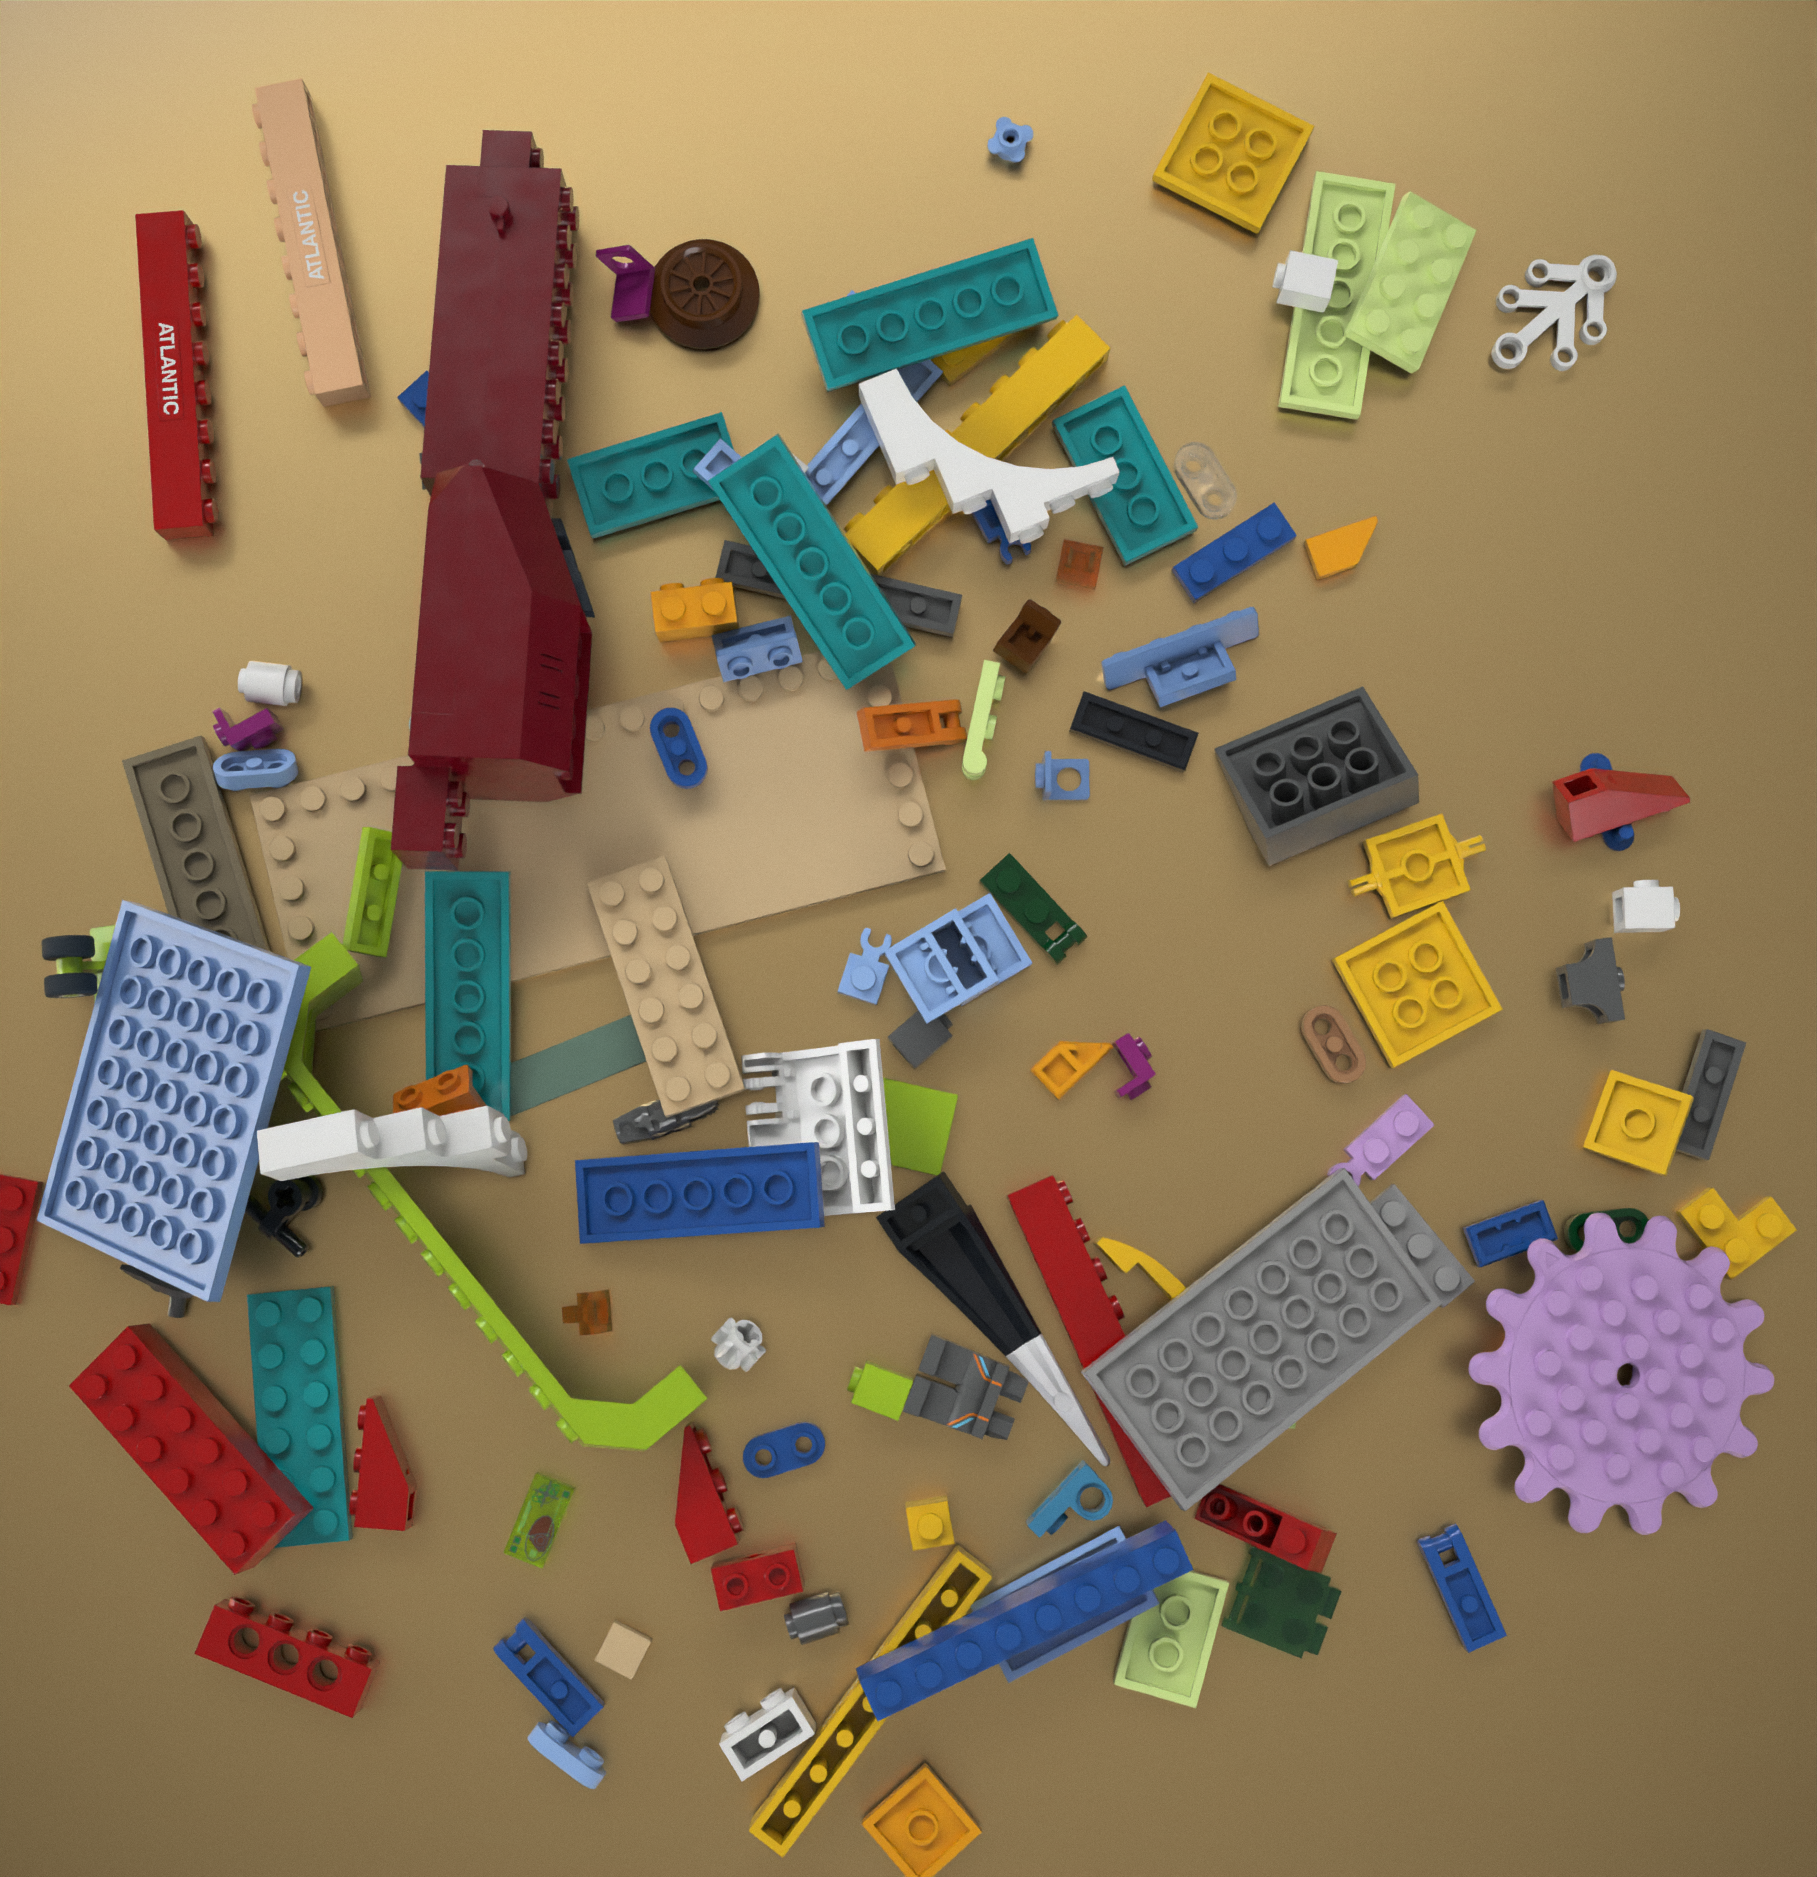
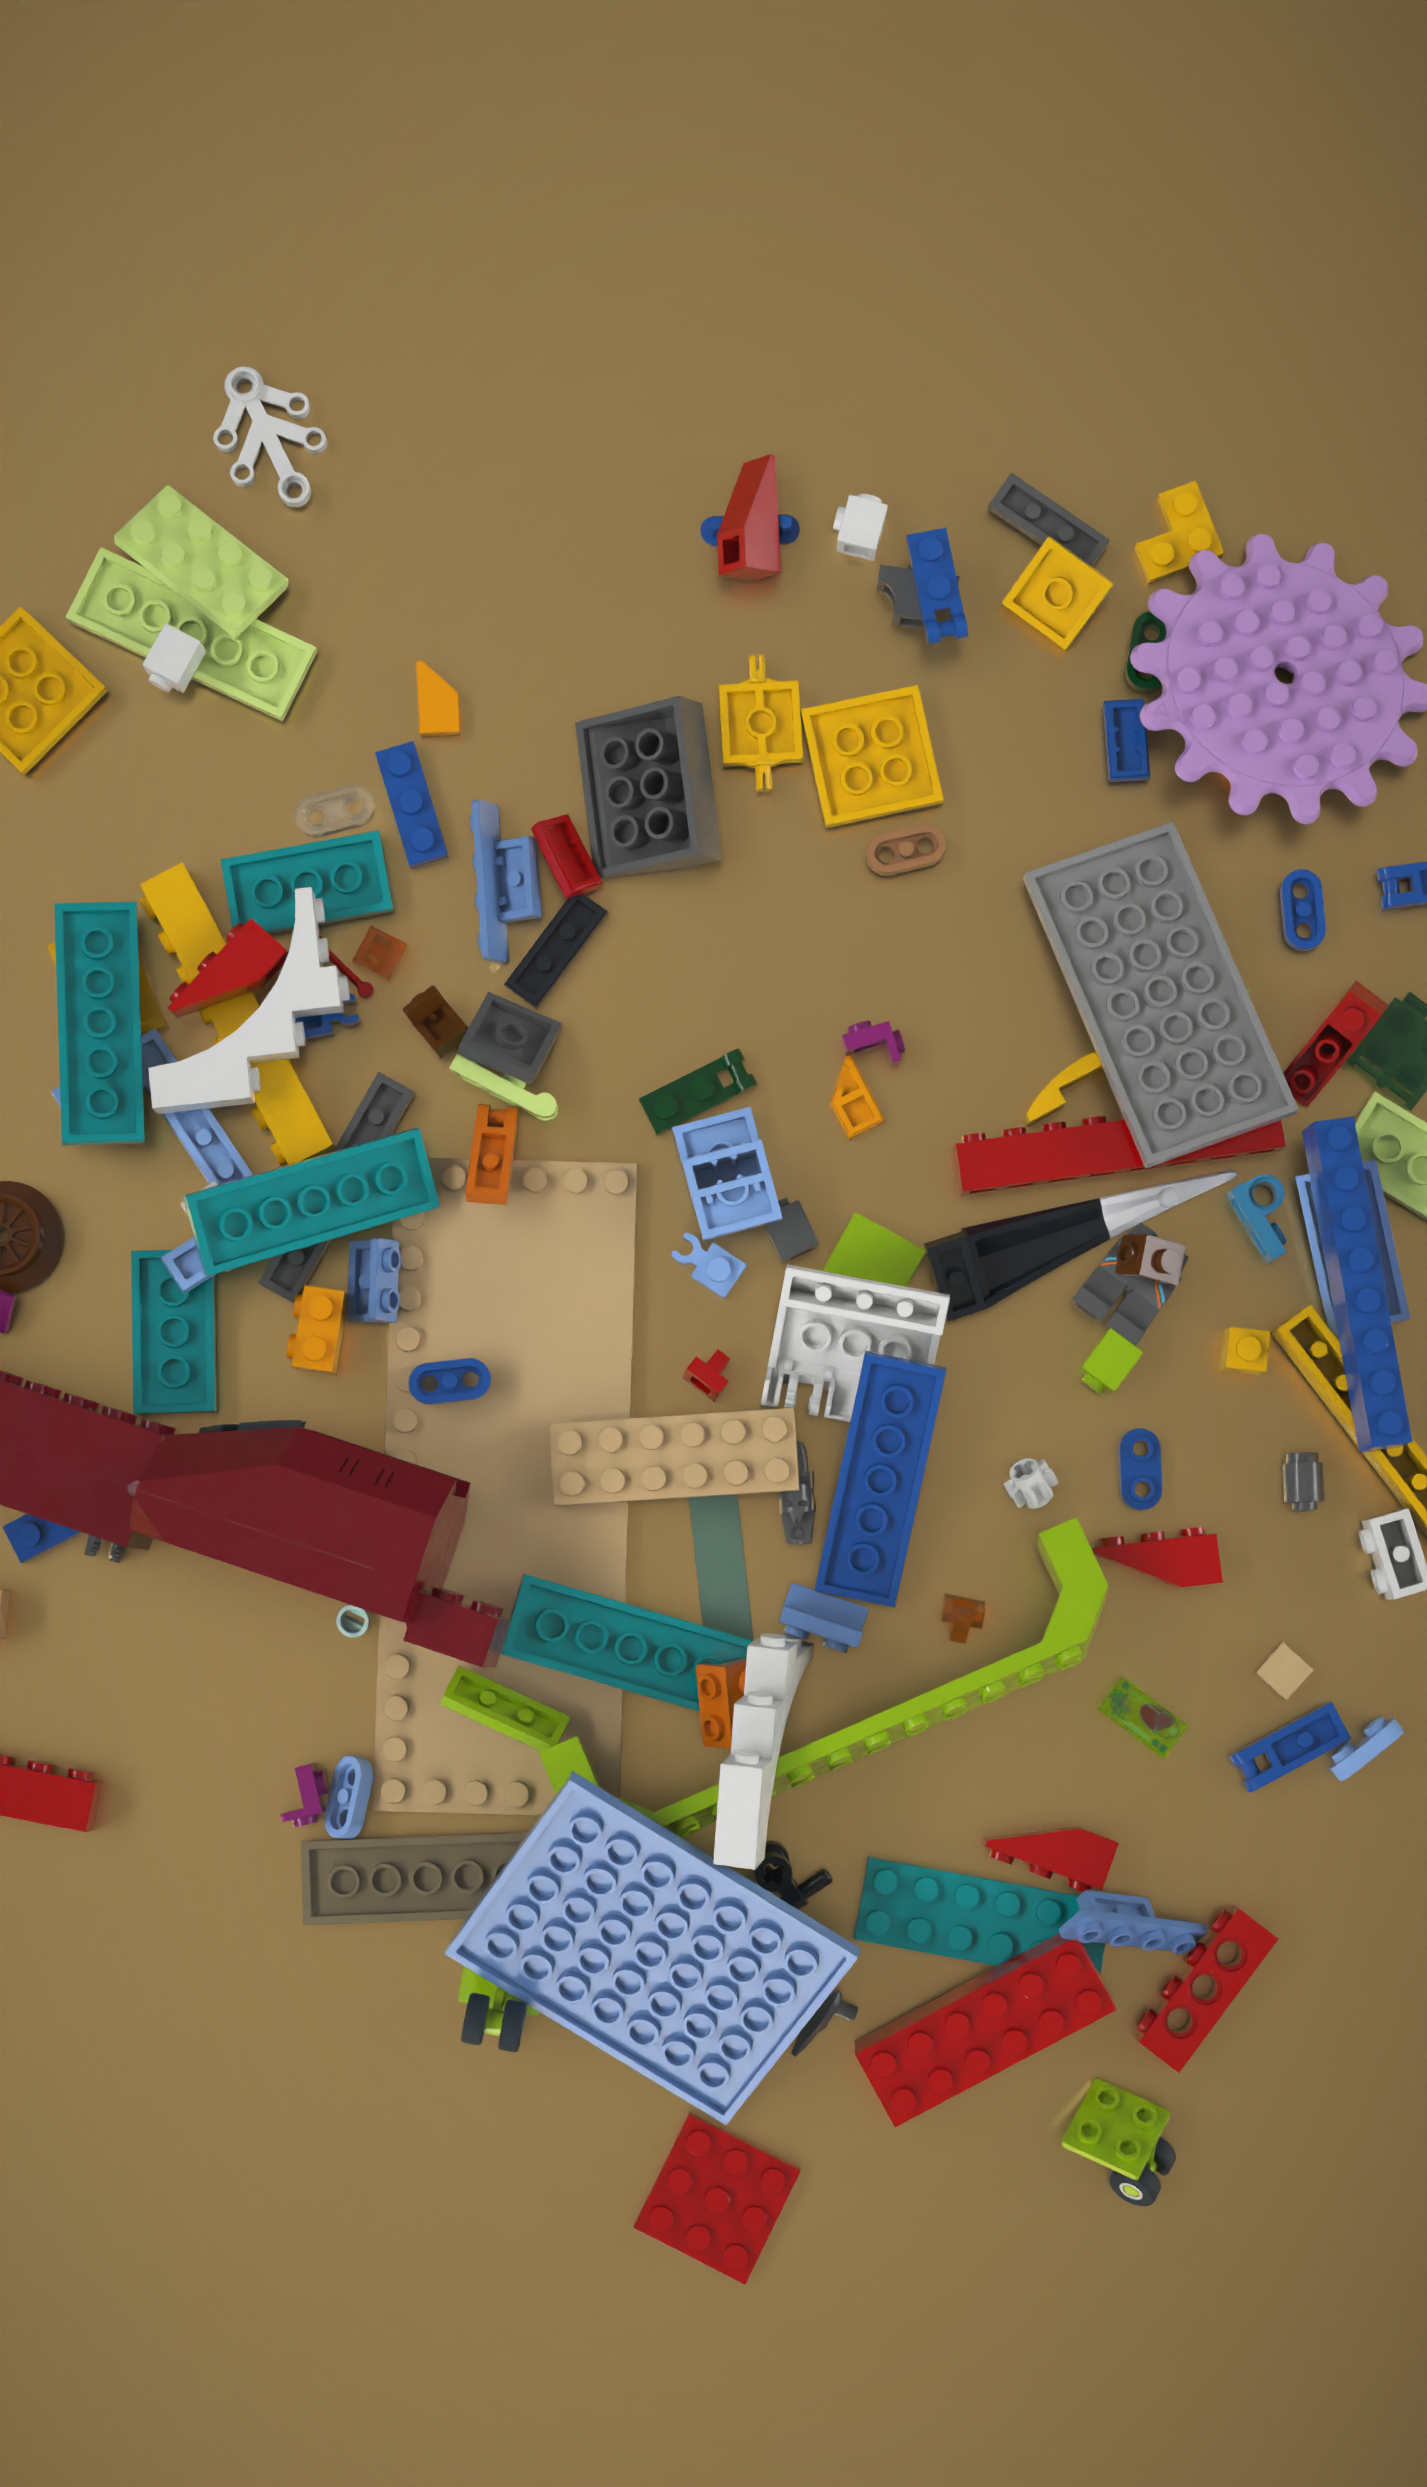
camera: 70 degrees left, 0 degrees up
(119, 1614) = (1124, 2136): none -> lime plate
(270, 683) = (268, 1761): white brick -> none
(330, 1561) = (1129, 1922): none -> medium blue bracket
(550, 1176) = (823, 1615): none -> medium blue bracket
(755, 996) = (707, 1375): none -> red tile
(758, 1577) = (1251, 1524): red brick -> none
(992, 1401) = (1150, 1258): none -> bracket
(1022, 429) = (239, 968): none -> red slope
(1030, 709) = (509, 1038): none -> dark grey plate
(1040, 559) = (364, 989): none -> red hinge
(1047, 773) = (574, 1042): medium blue bracket -> none
(1227, 714) = (566, 856): none -> red plate
(1385, 1140) = (1008, 829): lavender plate -> none
(1390, 1459) = (1304, 911): none -> blue plate
(1422, 1245) = (1114, 824): light grey plate -> none
(1609, 998) = (936, 584): none -> blue plate

